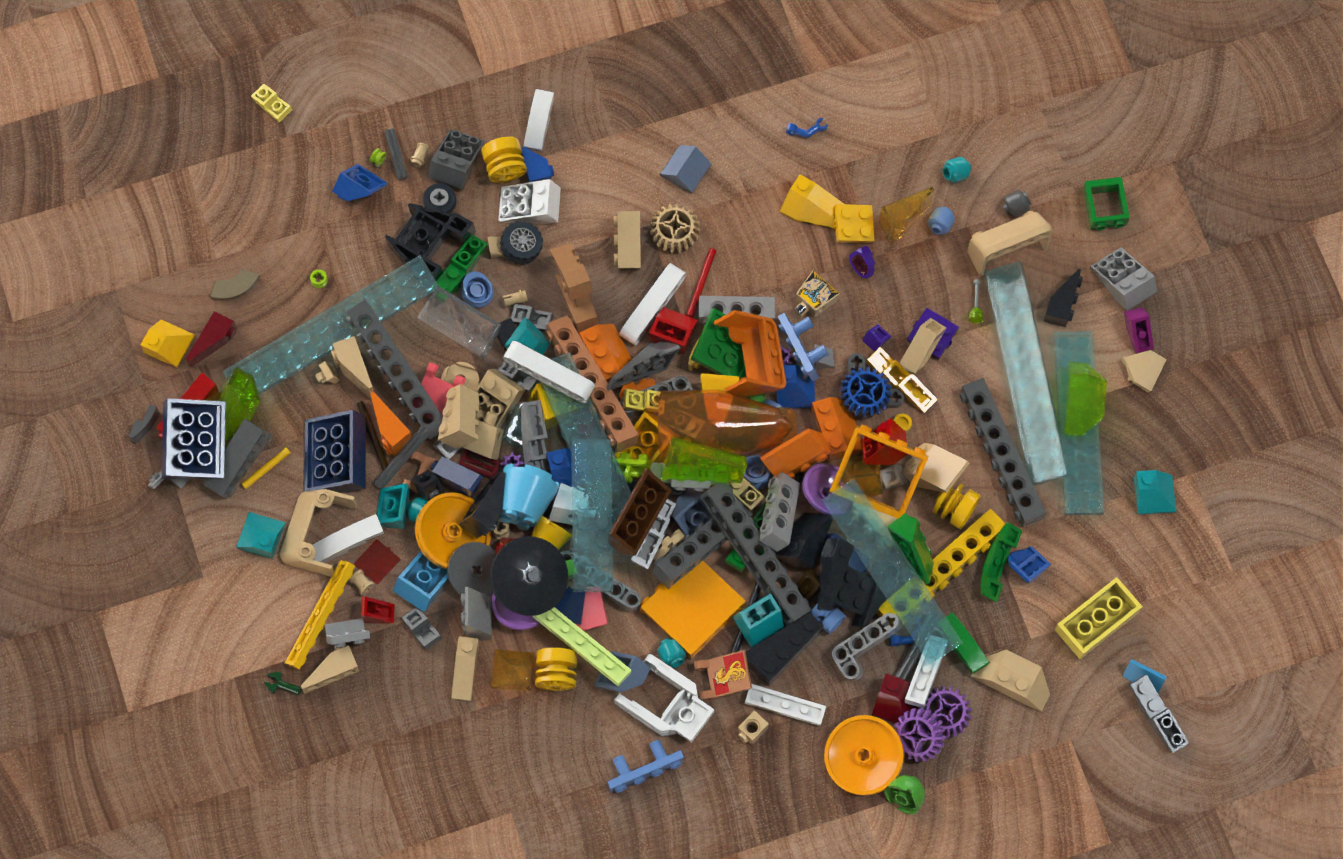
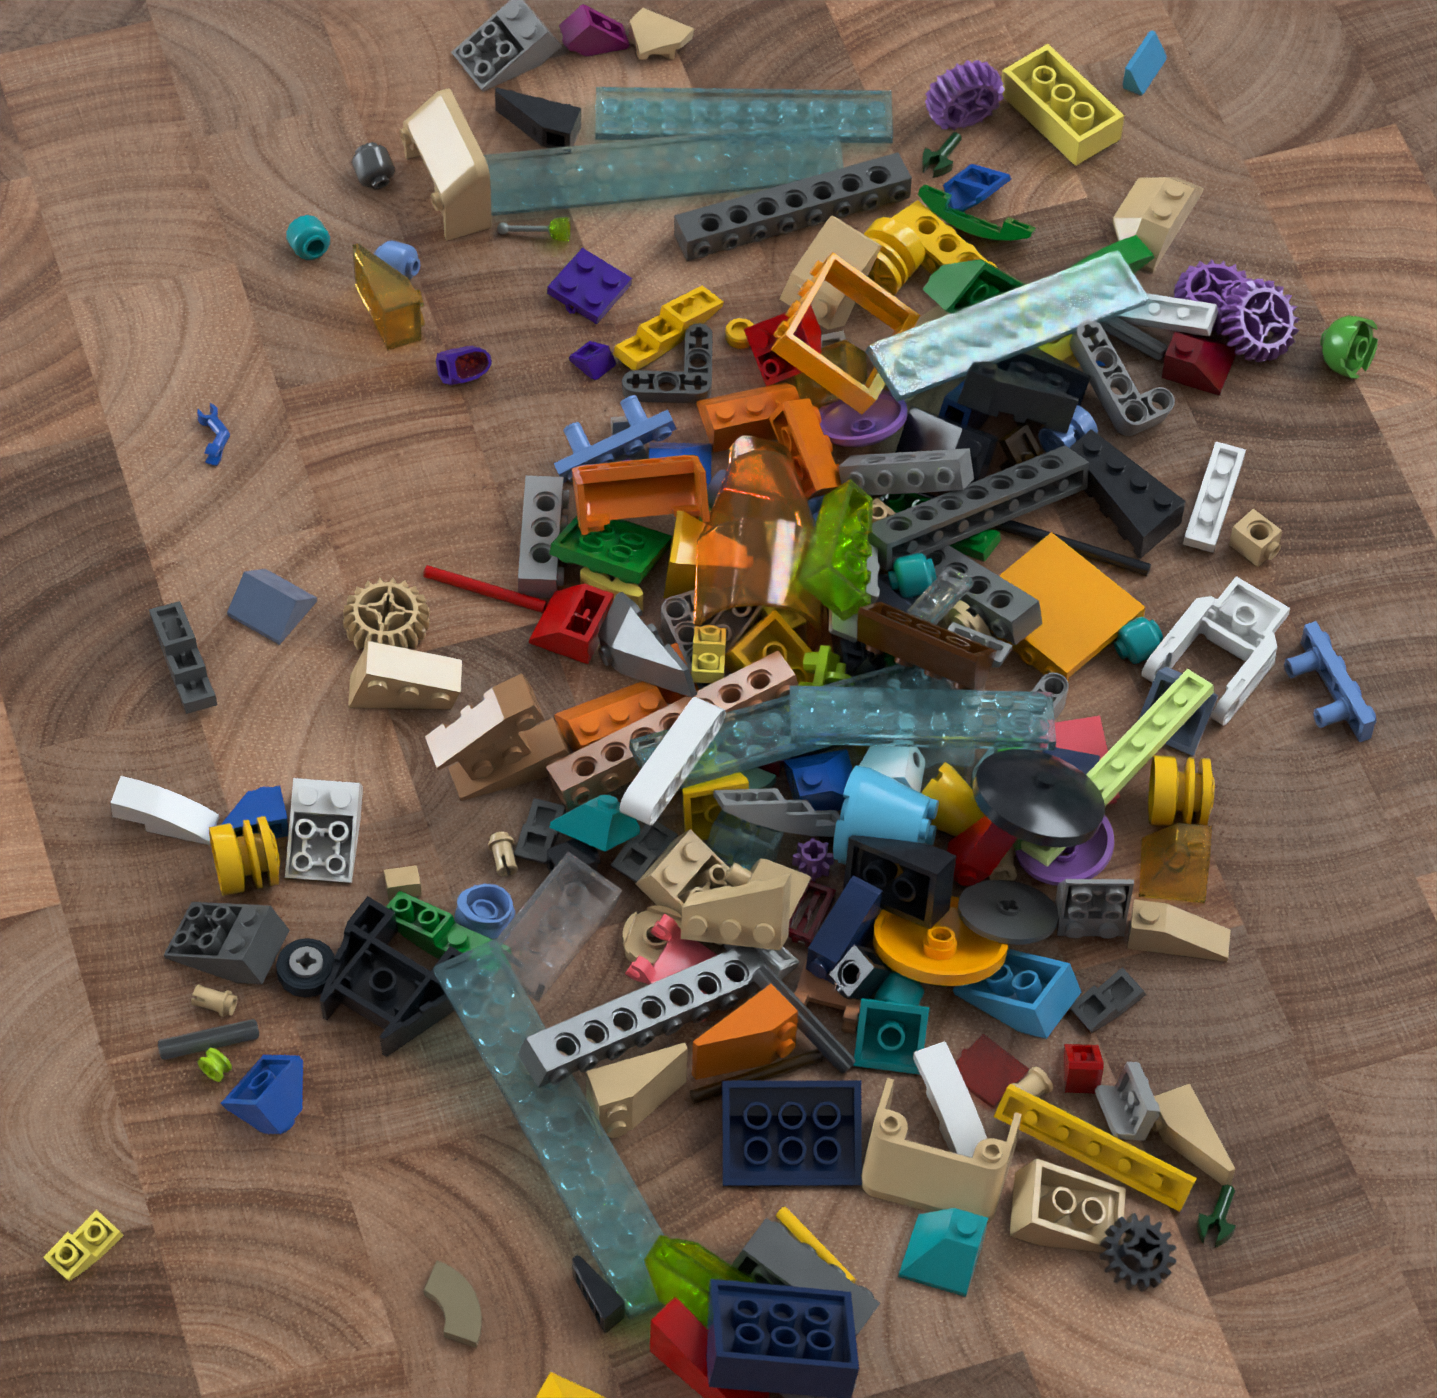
camera: 90 degrees left, 15 degrees down
(214, 336) = (556, 1330): dark red slope -> none
(236, 354) = (601, 1297): none -> black slope
(253, 628) = (1146, 1241): none -> black gear
(283, 600) = (1063, 1207): none -> tan slope
(322, 283) = (455, 1171): lime bush -> none
(327, 374) = (639, 1142): tan tile -> none
(521, 242) = (401, 839): black wheel -> none
(646, 123) = (183, 657): none -> dark grey slope
(652, 304) = (524, 653): white beam -> none
(679, 526) = (941, 595): none -> clear plate
(697, 512) = (912, 575): none -> teal head
(726, 675) = (1174, 562): flag -> none
(759, 620) = (1077, 518): teal slope -> none
(810, 203) = (355, 426): yellow wedge -> none
(815, 296) = (518, 430): torso -> none
(854, 223) = (394, 371): yellow plate -> none
(864, 755) = (1294, 393): light orange dish -> none
(871, 406) = (697, 355): blue gear -> none
(922, 346) = (624, 278): tan window -> none
(1056, 545) = (945, 165): none -> dark green bar
(1083, 399) = (709, 98): clear neon green wedge -> none
(1097, 555) = (964, 95): none -> medium lavender gear
(1105, 186) = (381, 77): green window -> none
(1154, 492) = (857, 39): teal slope -> none
(1158, 715) = (1209, 50): slope -> none

